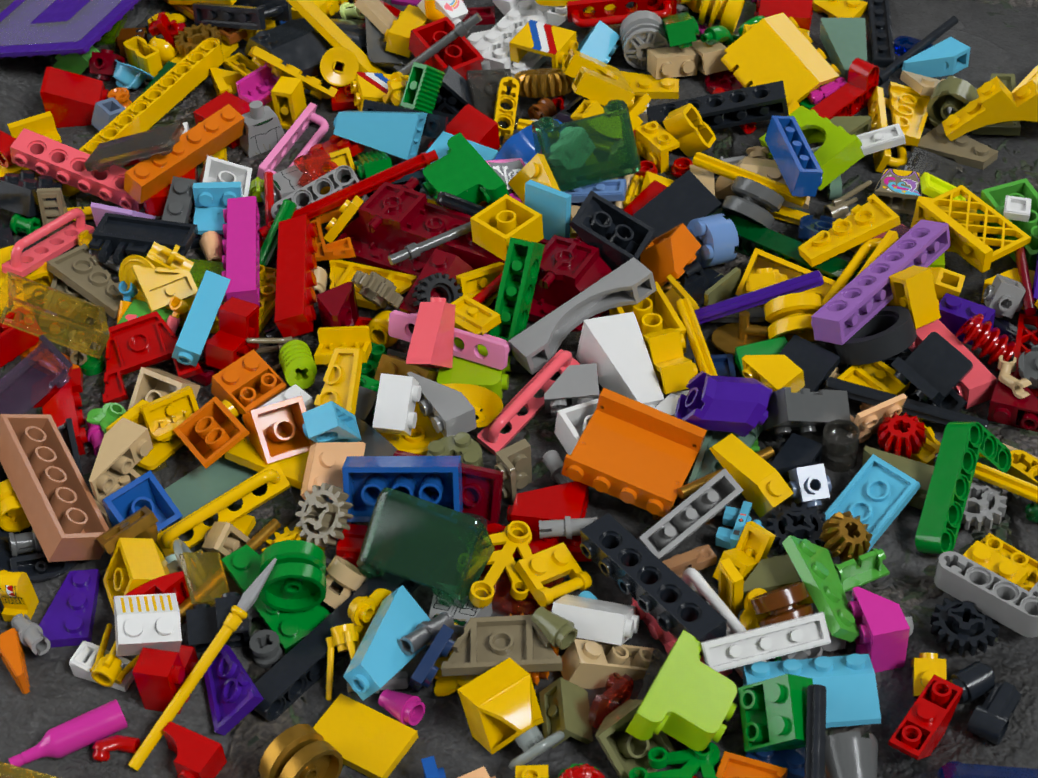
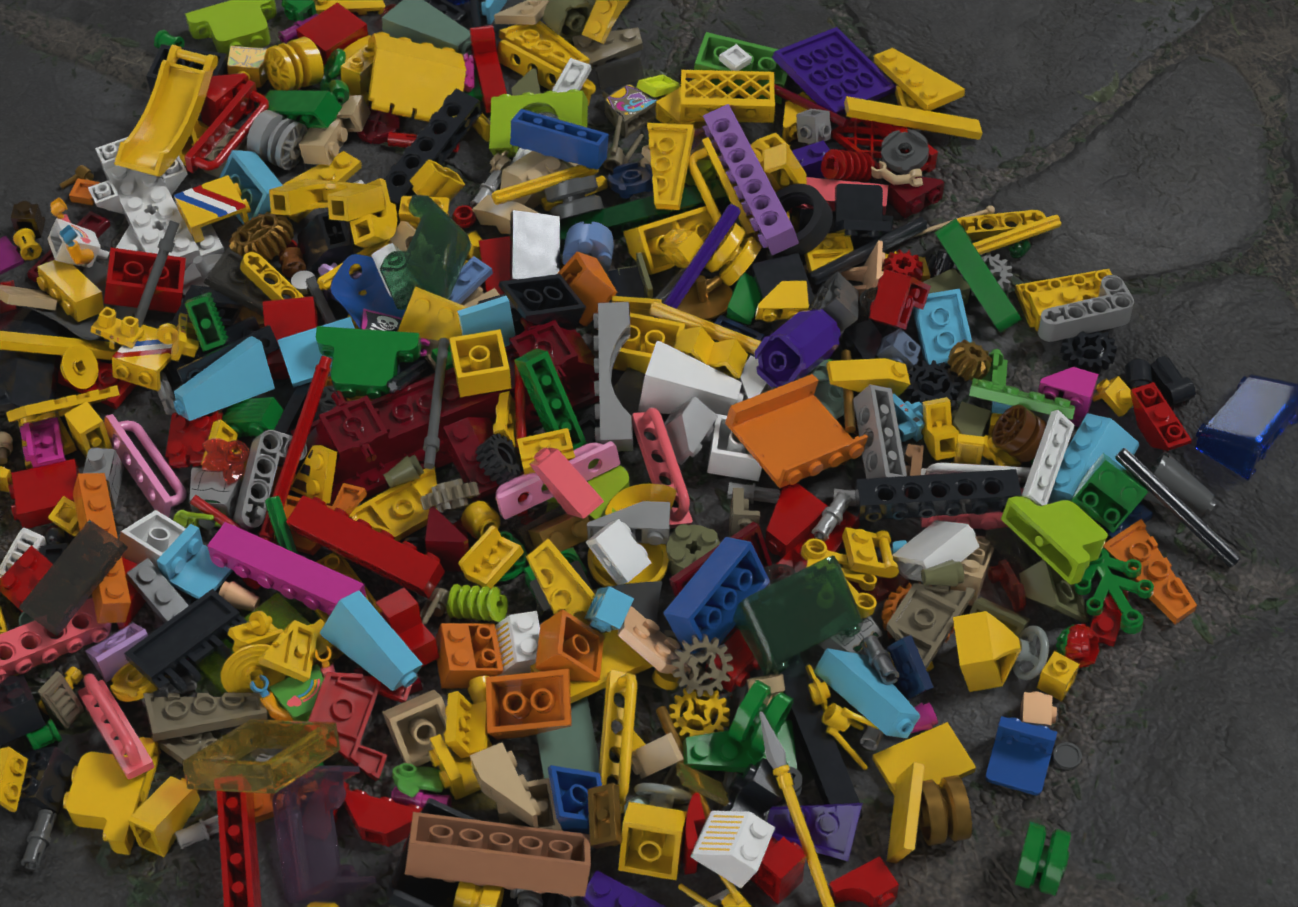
camera: 60 degrees left, 10 degrees up
(249, 746) = (905, 813): none -> yellow tile
(380, 260) = (405, 471): none -> olive cone
(382, 59) = (117, 331): none -> yellow hips
(844, 432) = (897, 297): none -> red brick

